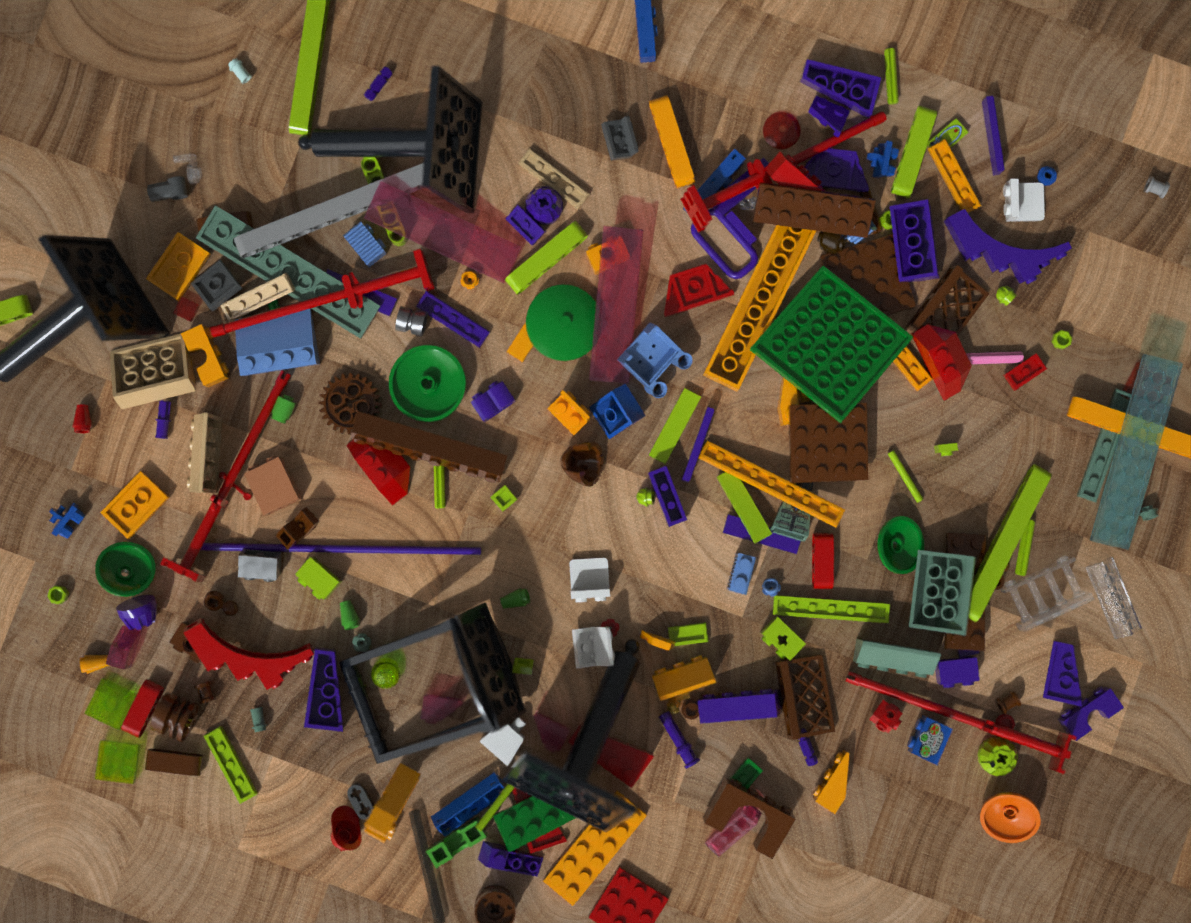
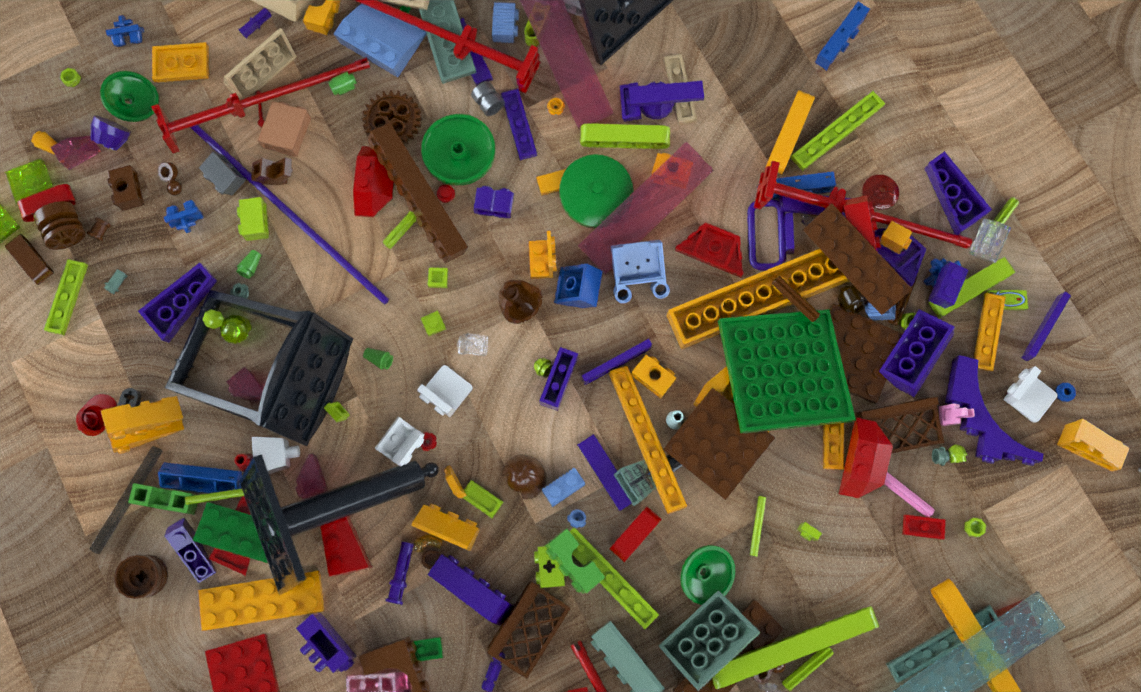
camera: 40 degrees right, 10 degrees down
(256, 631) = (185, 218): none -> blue hips
(268, 666) = (131, 203): red arch -> none
(364, 681) = (213, 319): none -> lime tile
(448, 426) = (445, 193): none -> red plate
(491, 758) = (246, 457): none -> red cone
(532, 536) = (433, 323): none -> lime plate
(551, 197) = (666, 93): none -> dark purple tile
(577, 526) = (472, 344): none -> clear bracket
(620, 138) = (753, 99): dark grey bracket -> none
(673, 835) = (326, 644): none -> dark purple piece
(674, 426) = (611, 334): lime tile -> none
(704, 589) = (525, 475): none -> reddish brown hair
(707, 108) = (837, 130): none -> lime plate
(744, 507) = (611, 439): lime tile -> none
(747, 431) = (642, 375): none -> light orange brick
(774, 450) = (672, 423): none -> light aqua cone
(782, 620) = (561, 549): none -> bright green arch
(792, 280) = (796, 299): none -> reddish brown axle
(827, 163) = (896, 237): none -> light orange brick
(829, 114) = (928, 206): dark purple wing -> none
(897, 170) = (948, 285): none -> dark purple brick
(898, 104) = (989, 240): none -> clear brick
(978, 268) = (952, 414): none -> bright pink plate
(994, 307) = (940, 456): none -> sand green plate
(1098, 201) = (1093, 444): none -> light orange wedge

